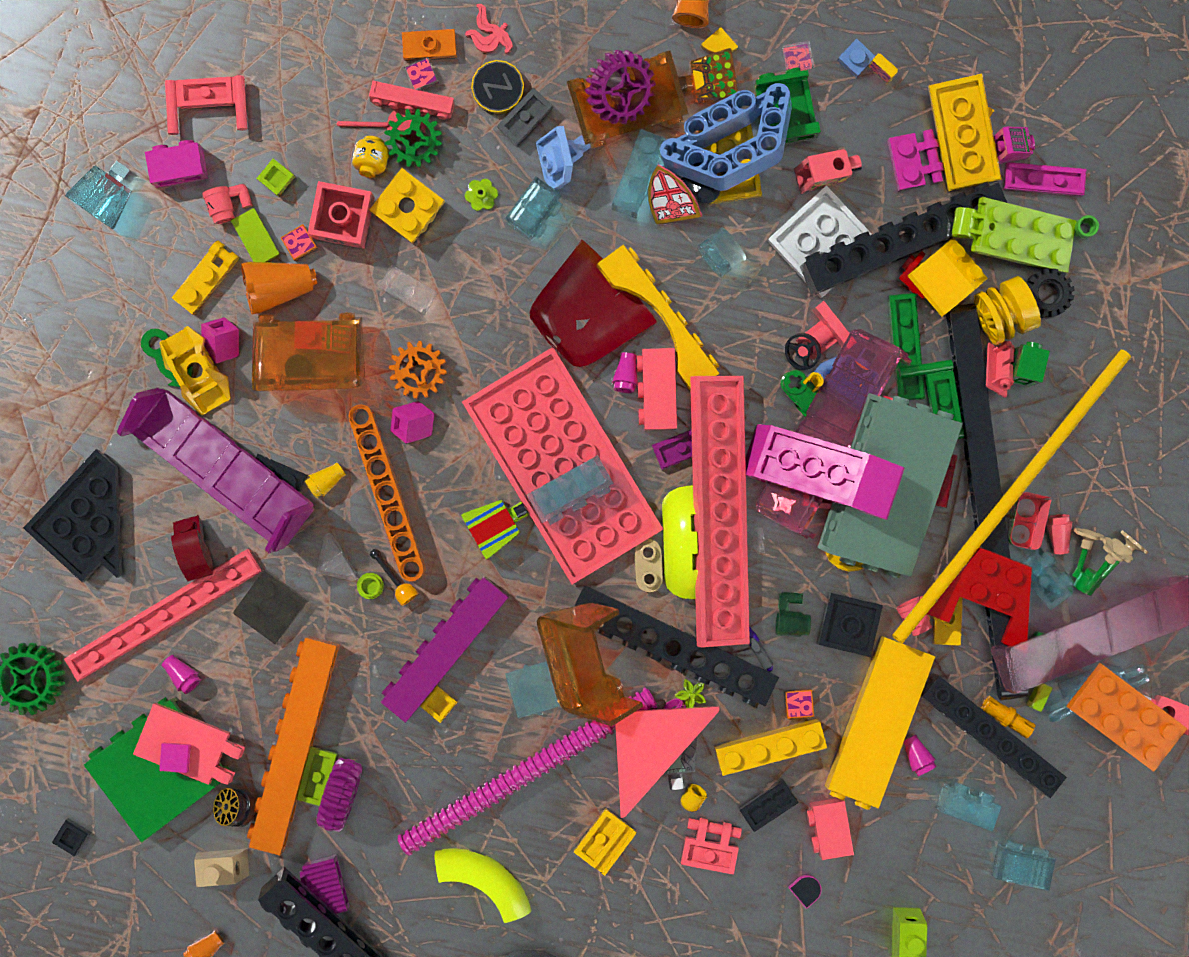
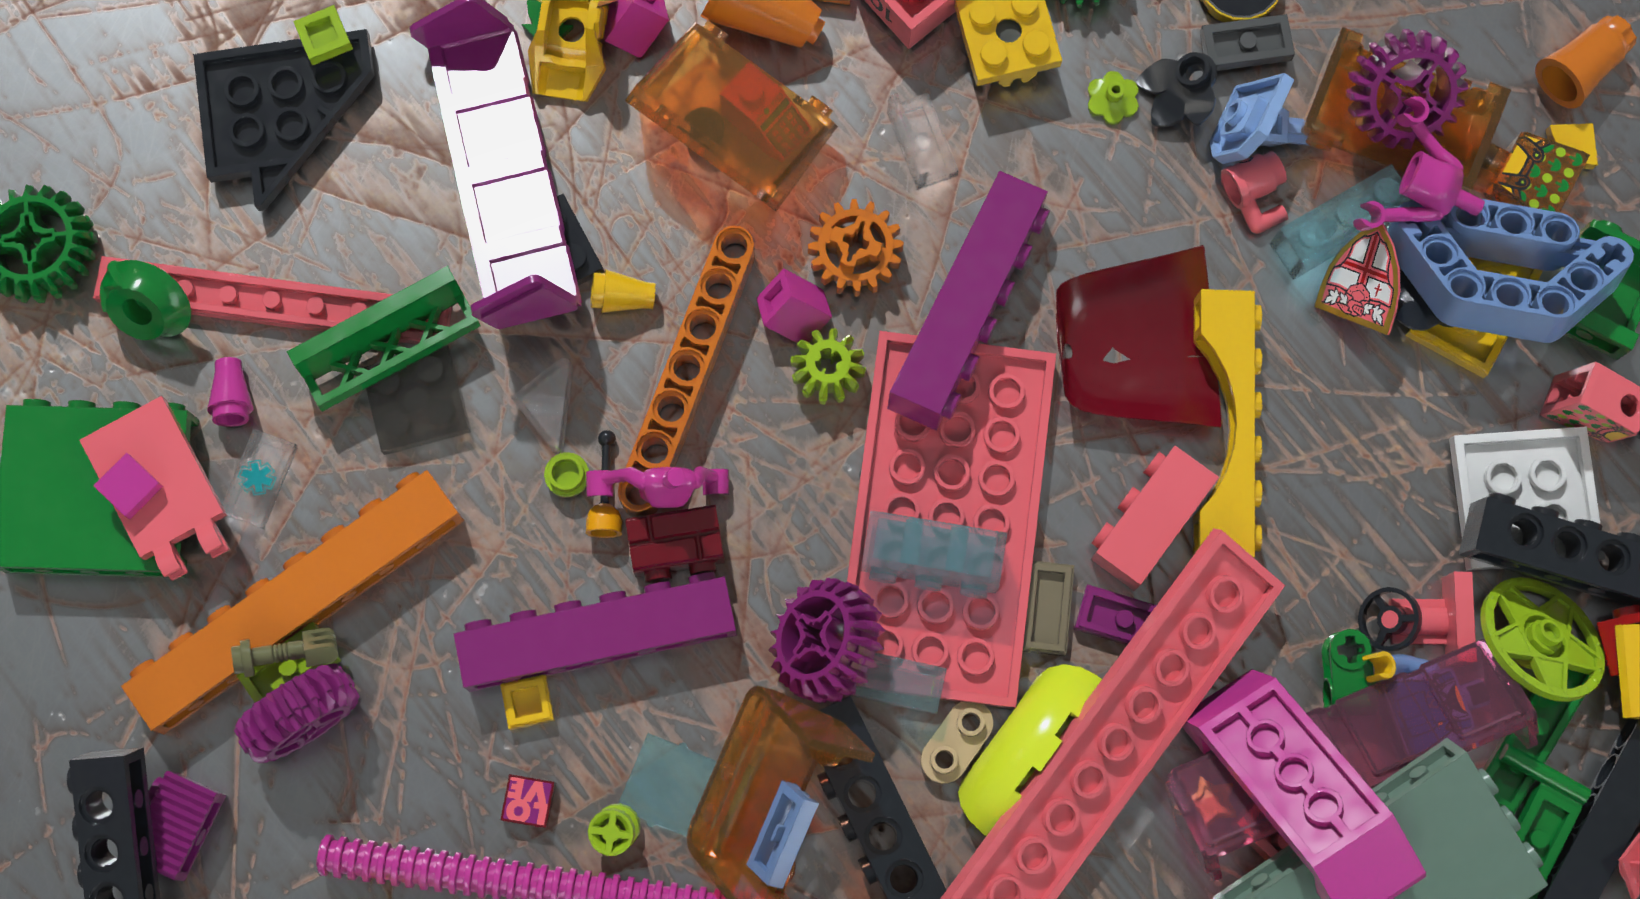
camera: 40 degrees right, 10 degrees down
(78, 470) = (323, 35): none -> lime plate
(104, 665) = (144, 300): none -> green piece
(190, 549) = (376, 245): dark red brick -> none
(218, 867) = (58, 683): tan torso -> none
(224, 588) = (373, 328): none -> green fence
(228, 702) = (258, 478): none -> clear tile
(236, 807) = (150, 621): black wheel -> none
(323, 758) = (317, 648): none -> olive hinge
(421, 560) = (662, 485): none -> dark pink piece
(446, 578) = (675, 543): none -> dark red brick
(460, 435) = (845, 369): none -> lime gear
(475, 747) = (528, 801): none -> tile
(492, 354) = (968, 300): none -> magenta brick
(494, 525) = (793, 523): torso -> none
(509, 169) = (1175, 91): none -> black plate
(526, 736) = (605, 833): none -> lime wheel
(534, 209) = (1169, 164): clear light blue brick -> none
(548, 572) = (826, 640): none -> magenta gear
(580, 187) = (1251, 181): none -> coral piece
(600, 561) = (903, 684): none -> clear light blue tile
(603, 673) = (782, 834): none -> medium blue tile
(626, 374) = (1123, 466): dark pink cone -> none
(642, 470) = (1049, 608): none -> dark tan tile
(664, 128) = (1429, 179): none -> dark pink piece
(721, 252) = (1378, 403): clear light blue piece -> none
(879, 306) = (1542, 639): none -> lime wheel

